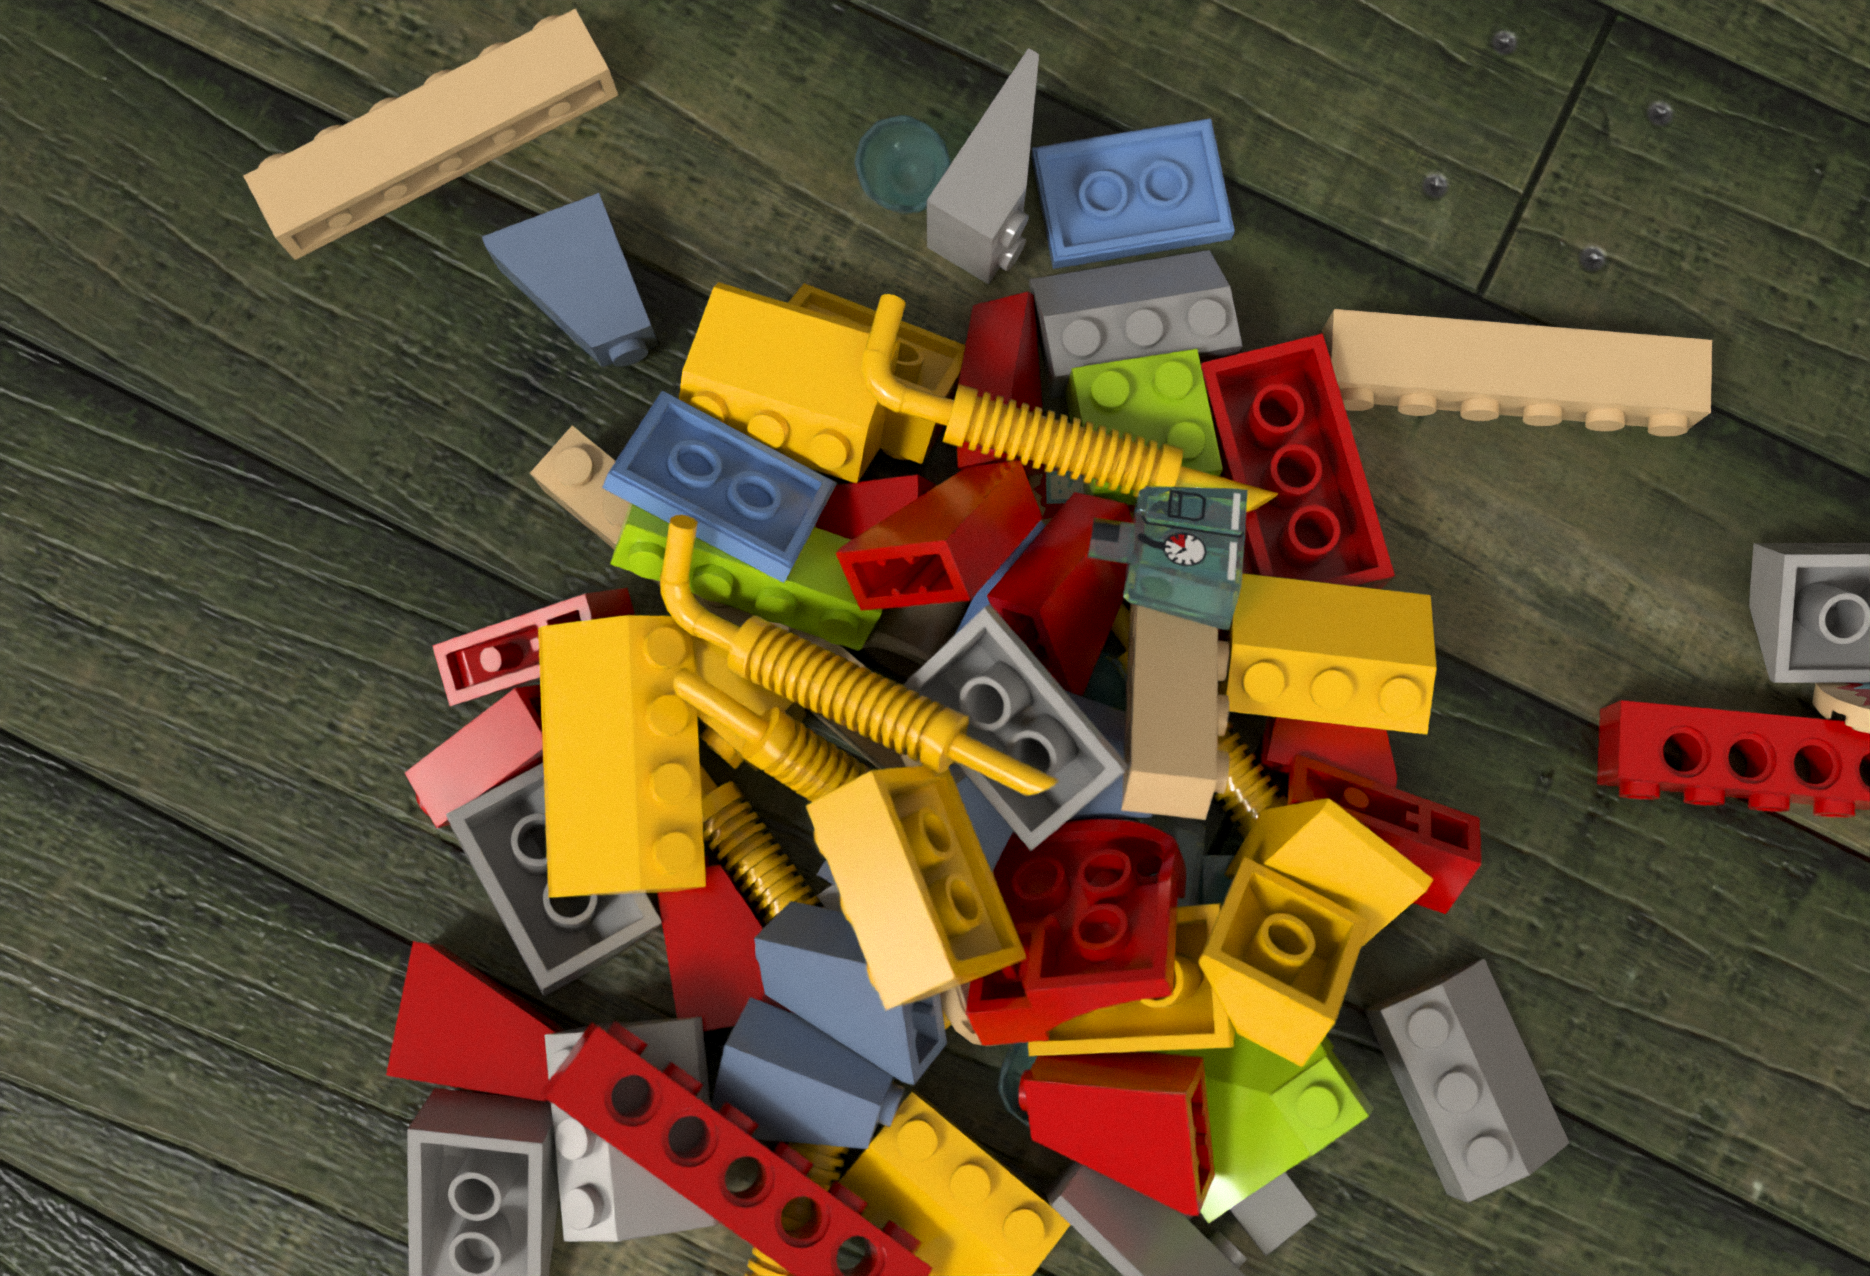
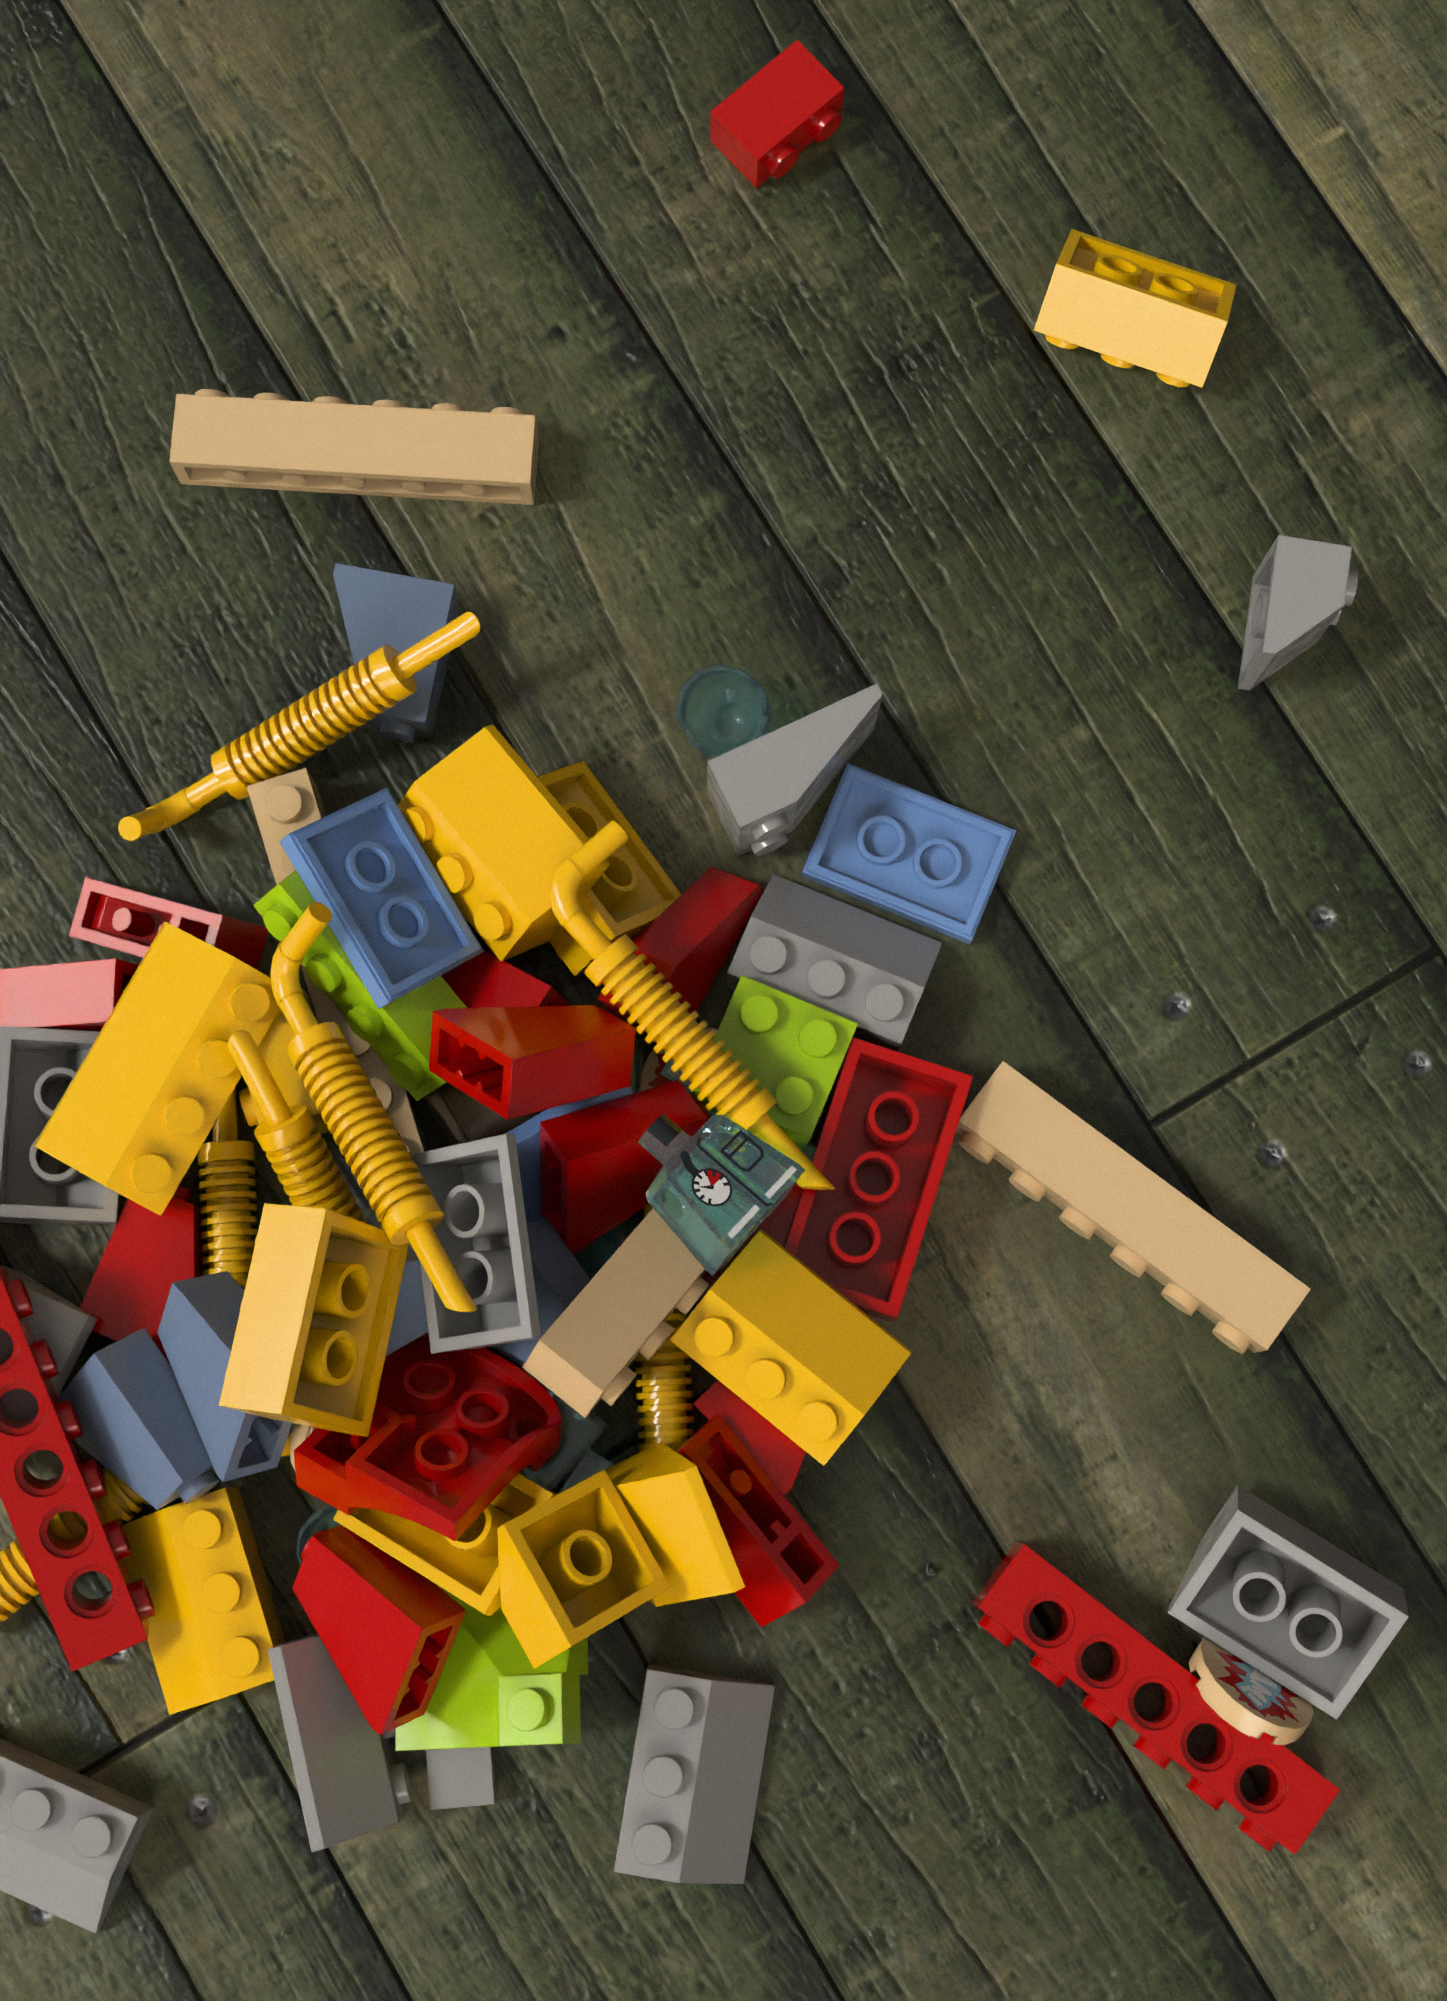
camera: 30 degrees right, 0 degrees up
(550, 387) = (306, 726): none -> yellow piece

